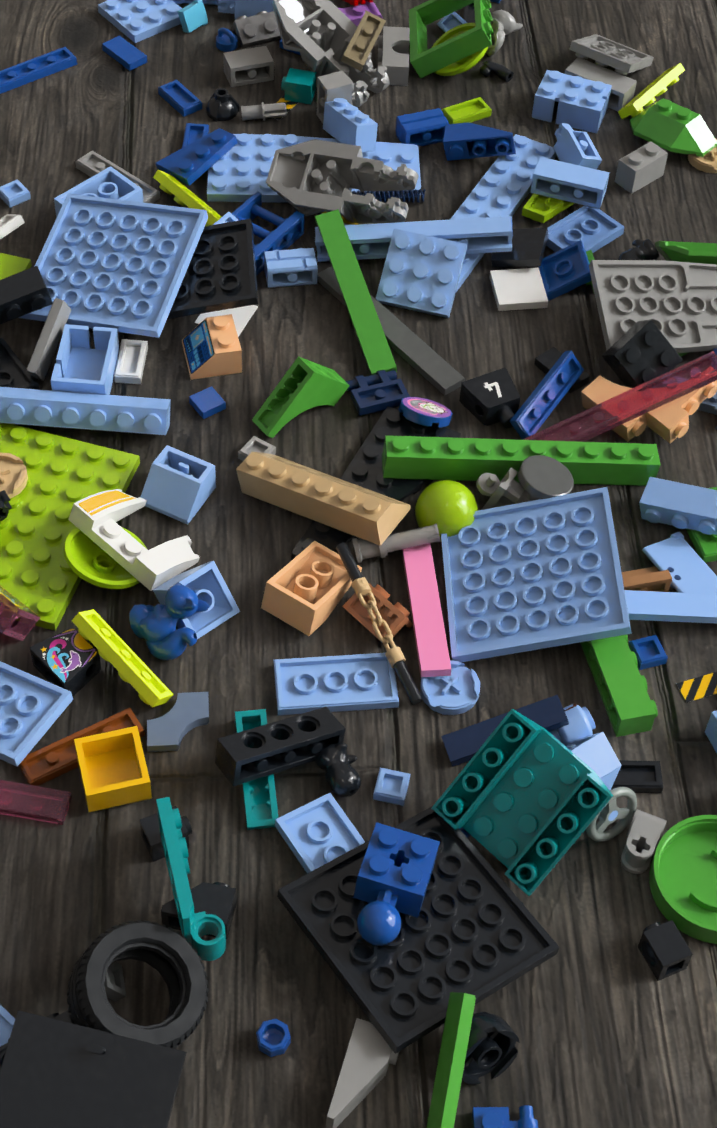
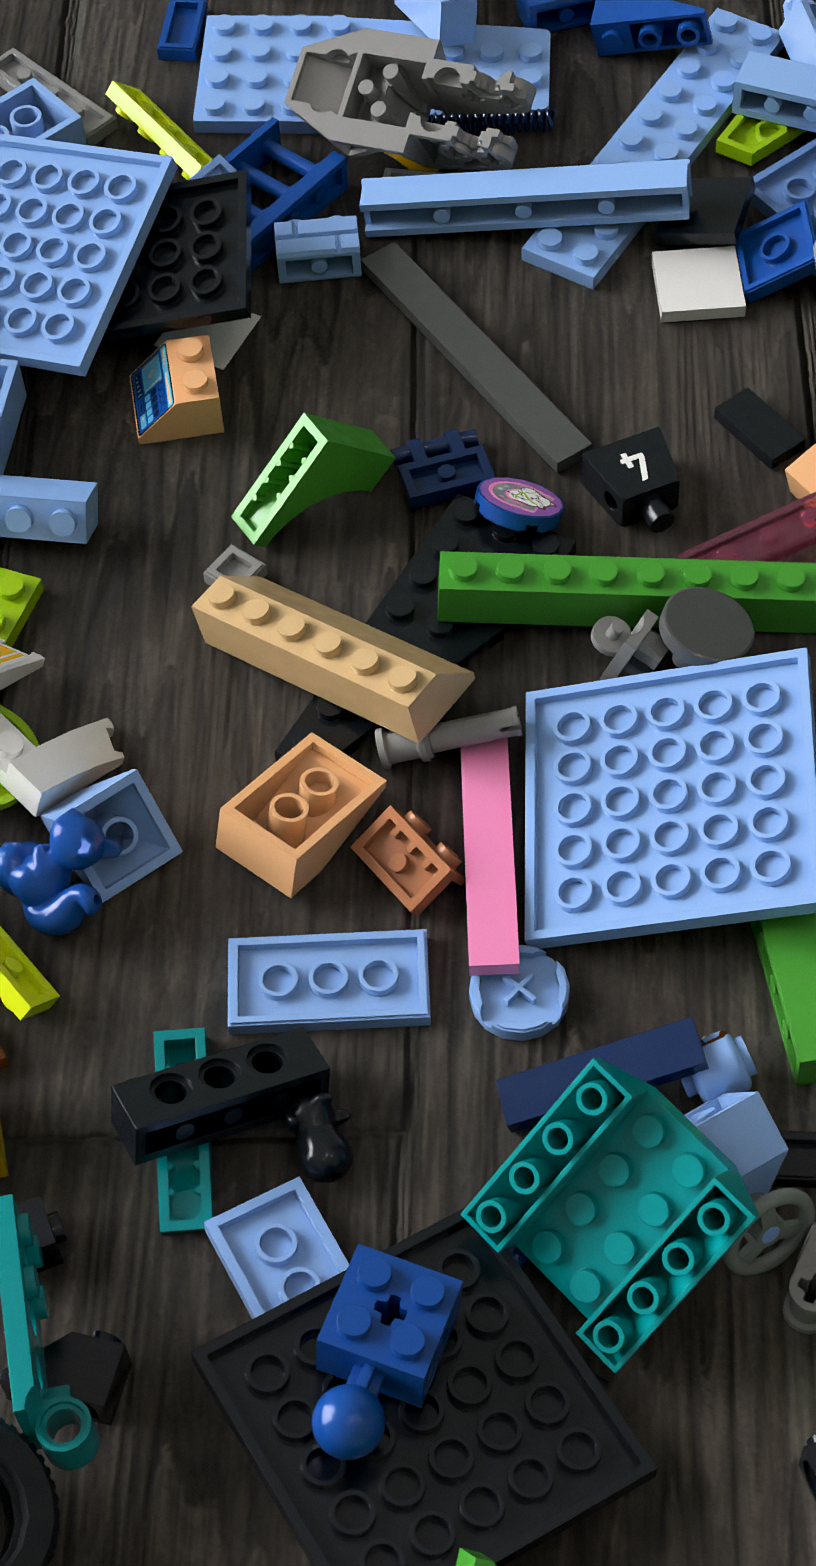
camera: 10 degrees right, 5 degrees up
(131, 361) = (44, 414): white tile -> none
(178, 484) = (98, 631): light blue slope -> none
(187, 713) = (46, 1058): sand blue tile -> none
(198, 156) = (182, 57): blue wing -> none
(207, 402) = (161, 485): blue tile -> none
(355, 292) = (418, 294): bright green tile -> none
(391, 786) = (405, 1166): light blue tile -> none
(394, 654) = (427, 935): piece -> none
(421, 273) = (532, 258): light blue plate -> none
(447, 505) = (538, 674): lime piece -> none
(547, 395) = (727, 475): blue tile -> none

